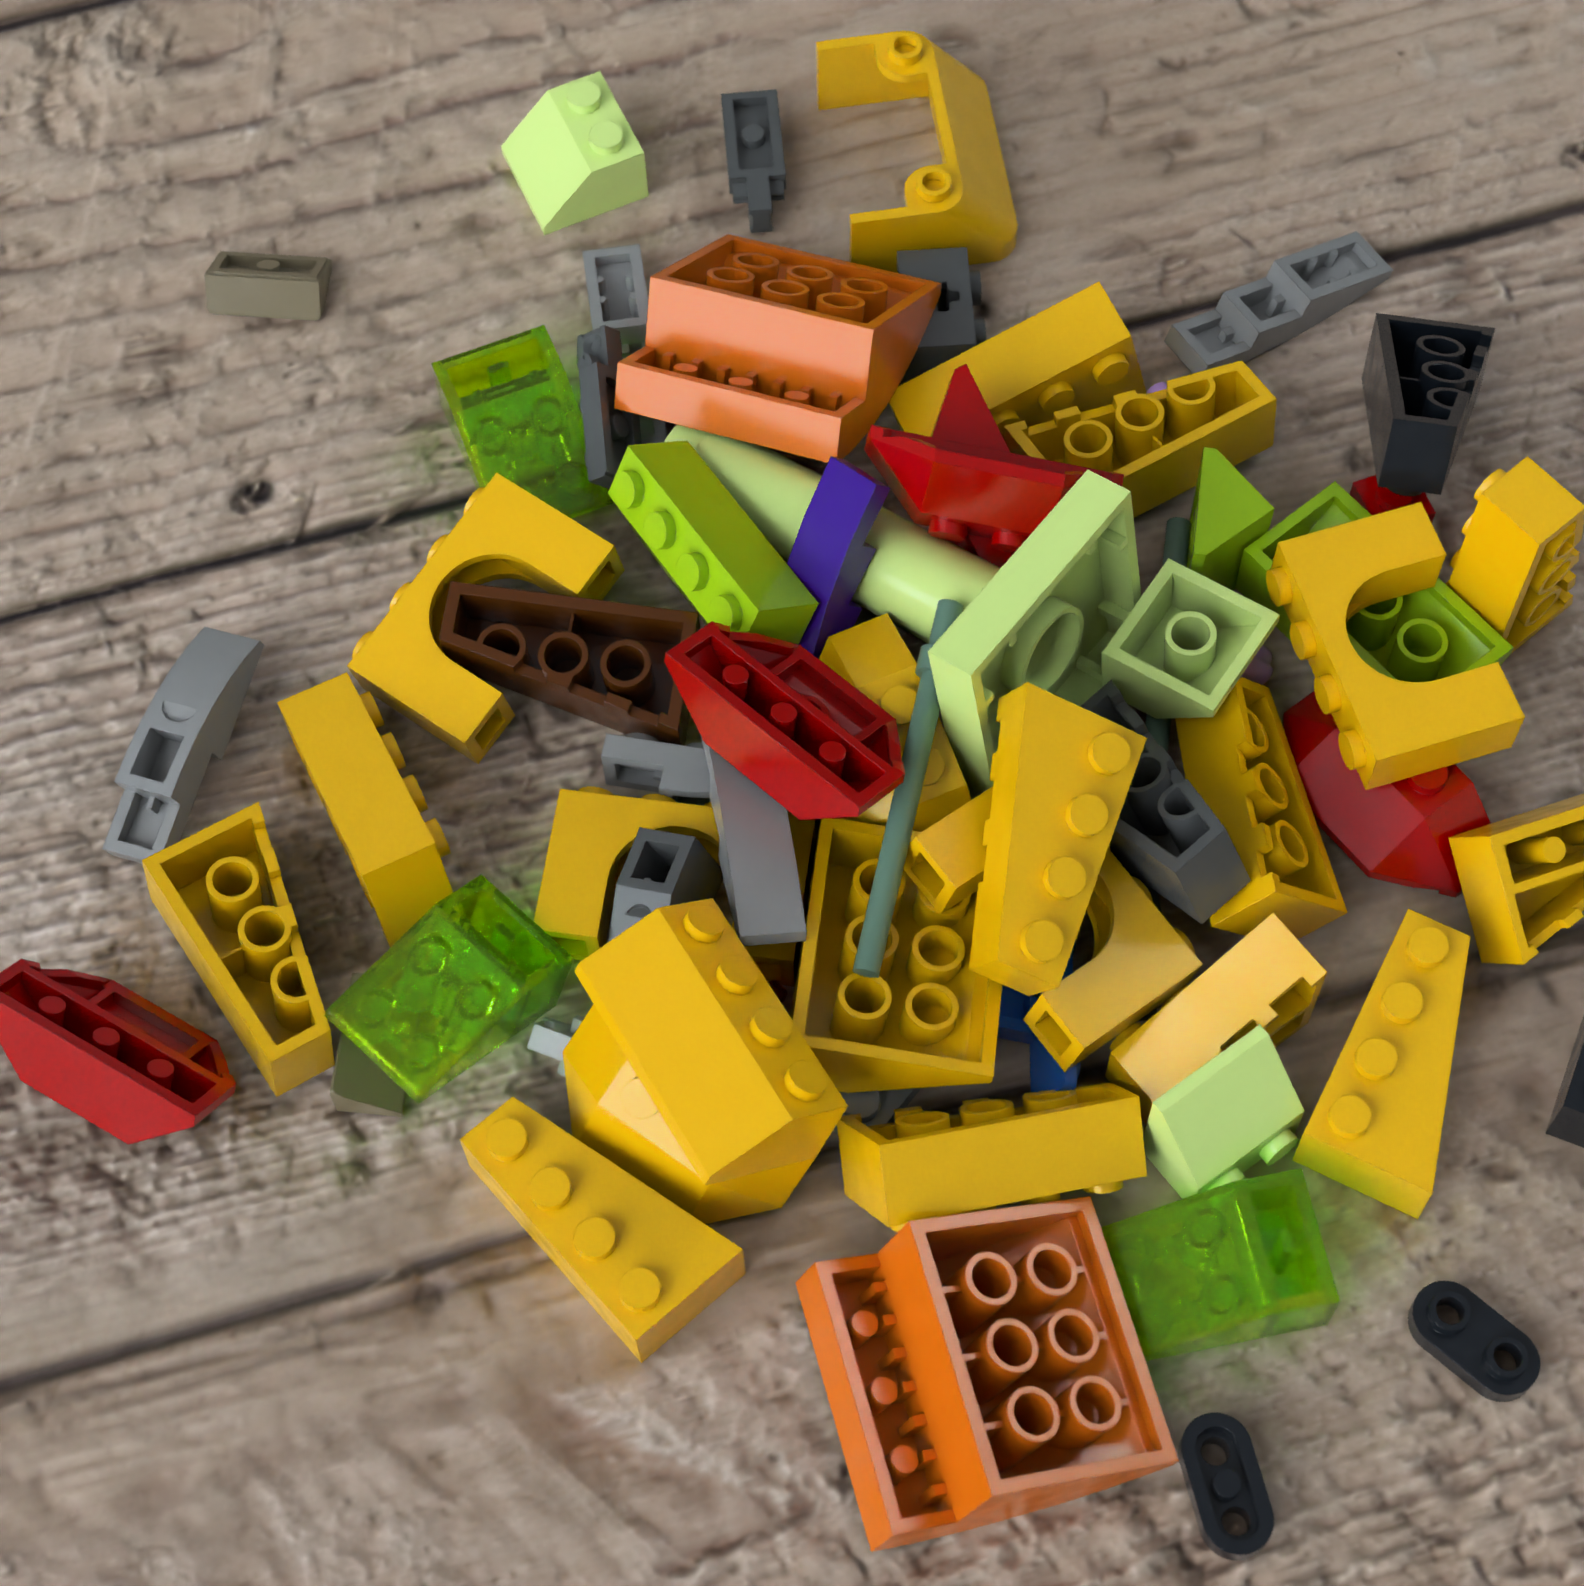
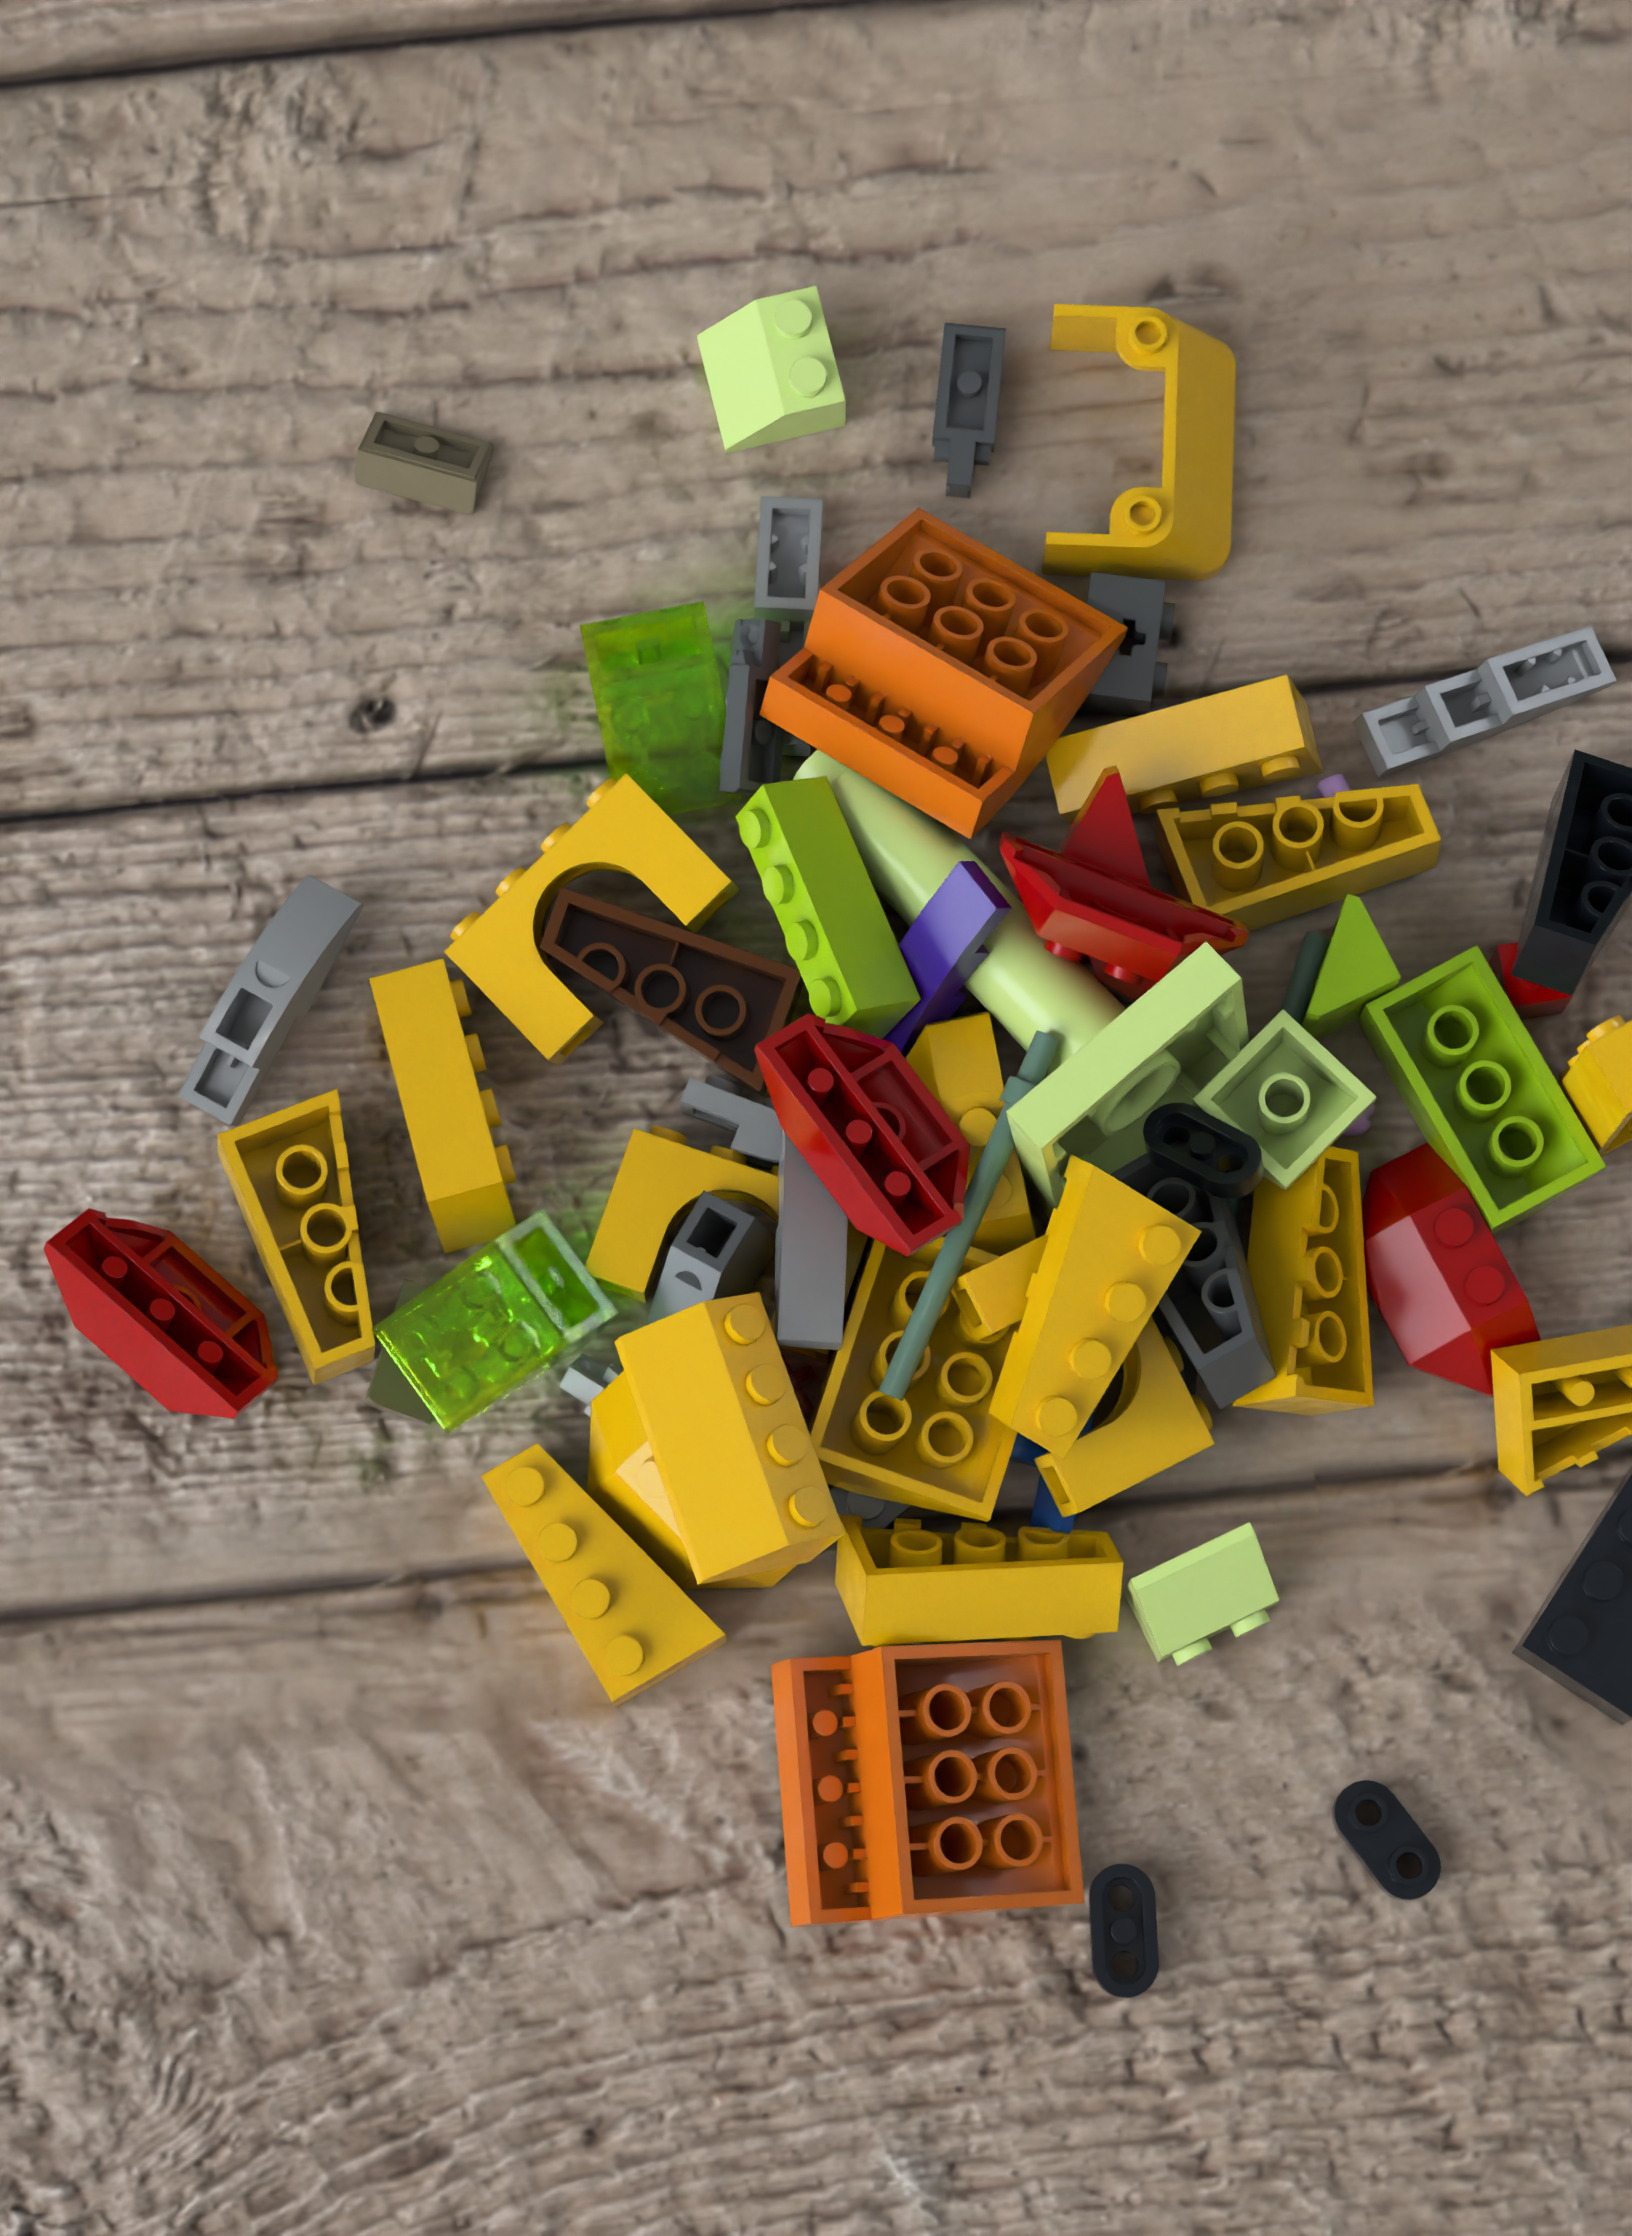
camera: 10 degrees right, 15 degrees up
(1127, 689) = (1209, 1150): none -> black plate
(1224, 1266) = (1165, 1730): clear neon green slope -> none
(1257, 982) = (1209, 1494): yellow wedge -> none
(1384, 723) = (1452, 1236): yellow arch -> none
(1389, 1087) = (1370, 1582): yellow wedge -> none

